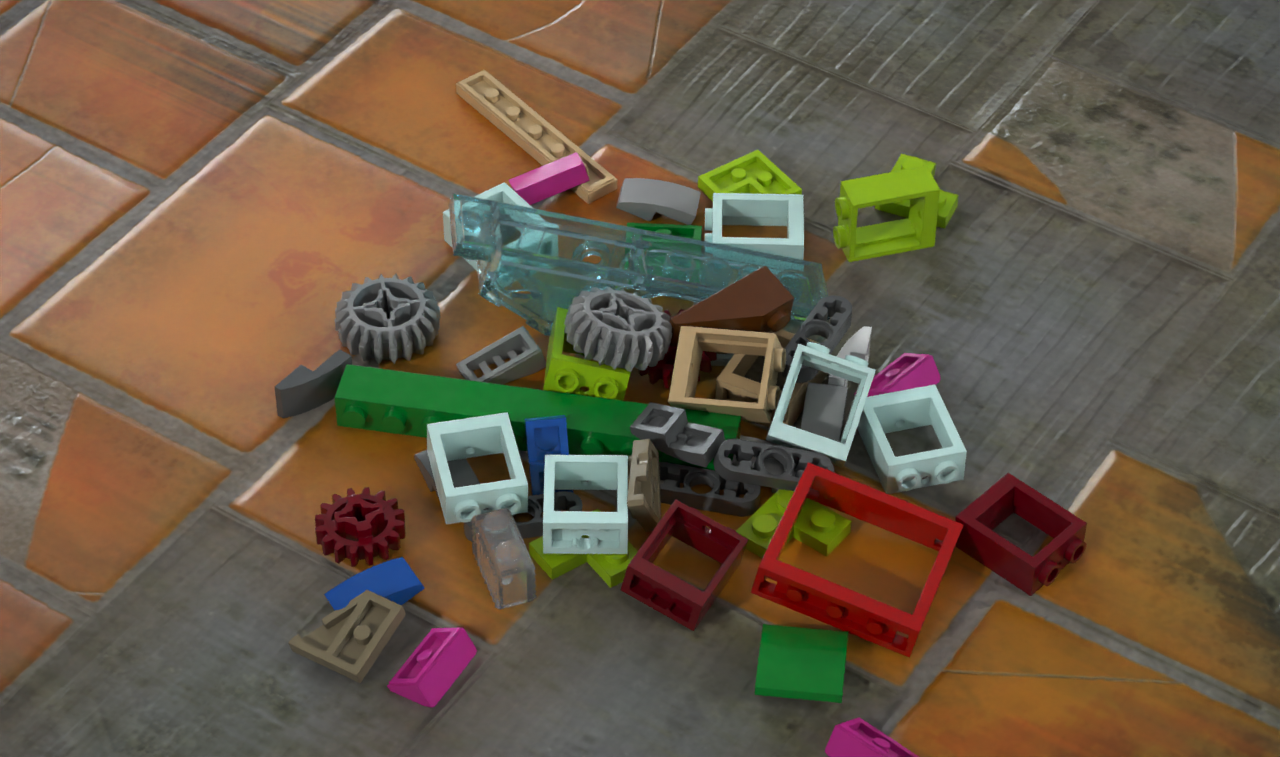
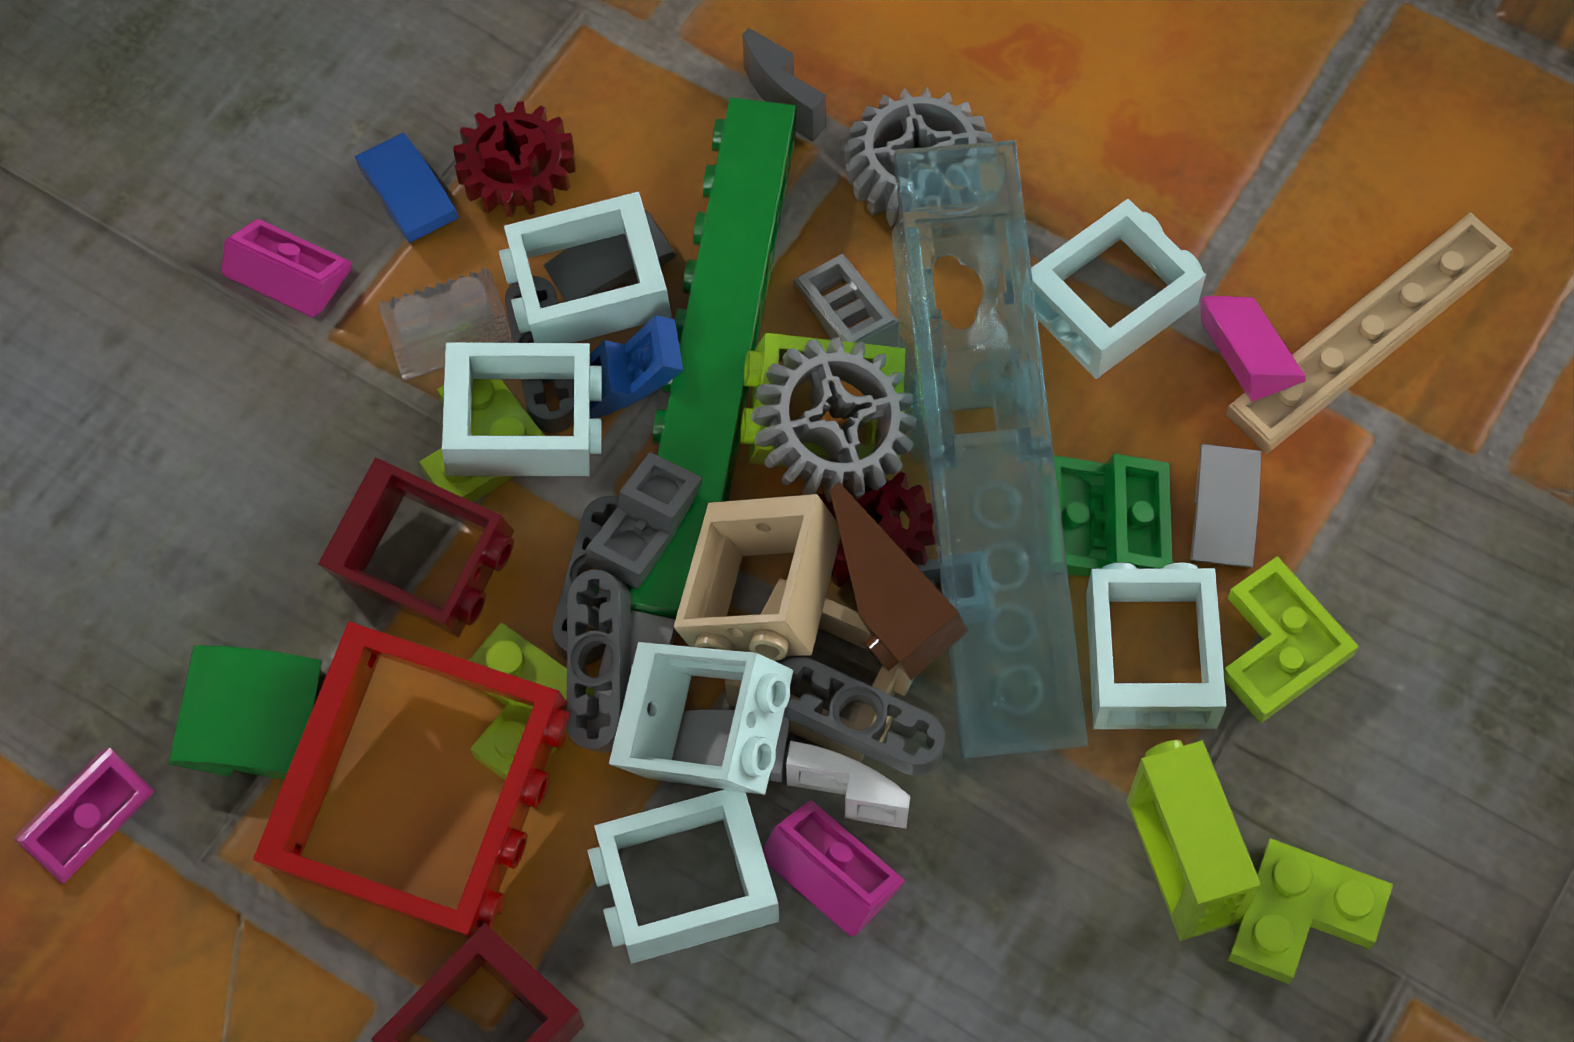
camera: 90 degrees right, 20 degrees up
(352, 636) = (318, 164): dark tan wing -> none
(644, 484) = (547, 482): dark tan wing -> none

